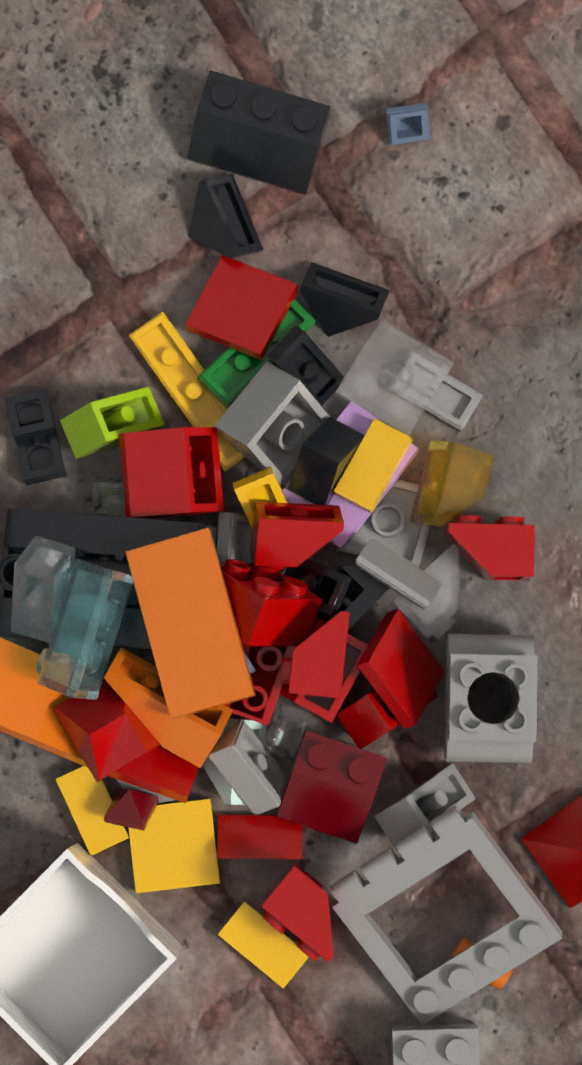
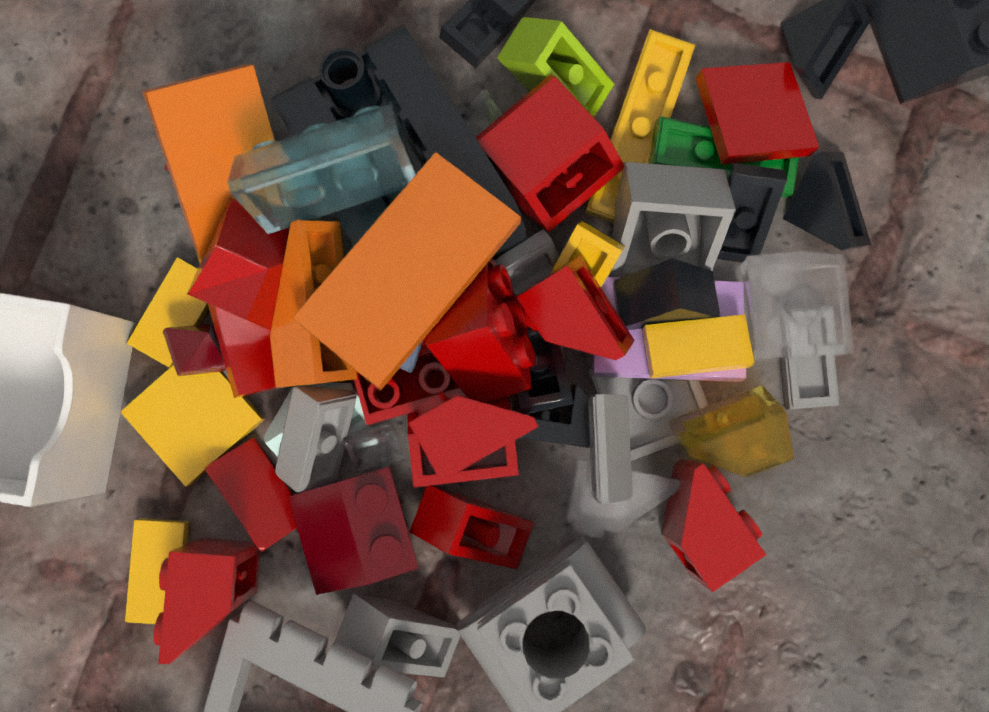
camera: 50 degrees right, 0 degrees up
(39, 586) = (340, 86): clear slope -> none
(400, 668) = (516, 517): red tile -> none

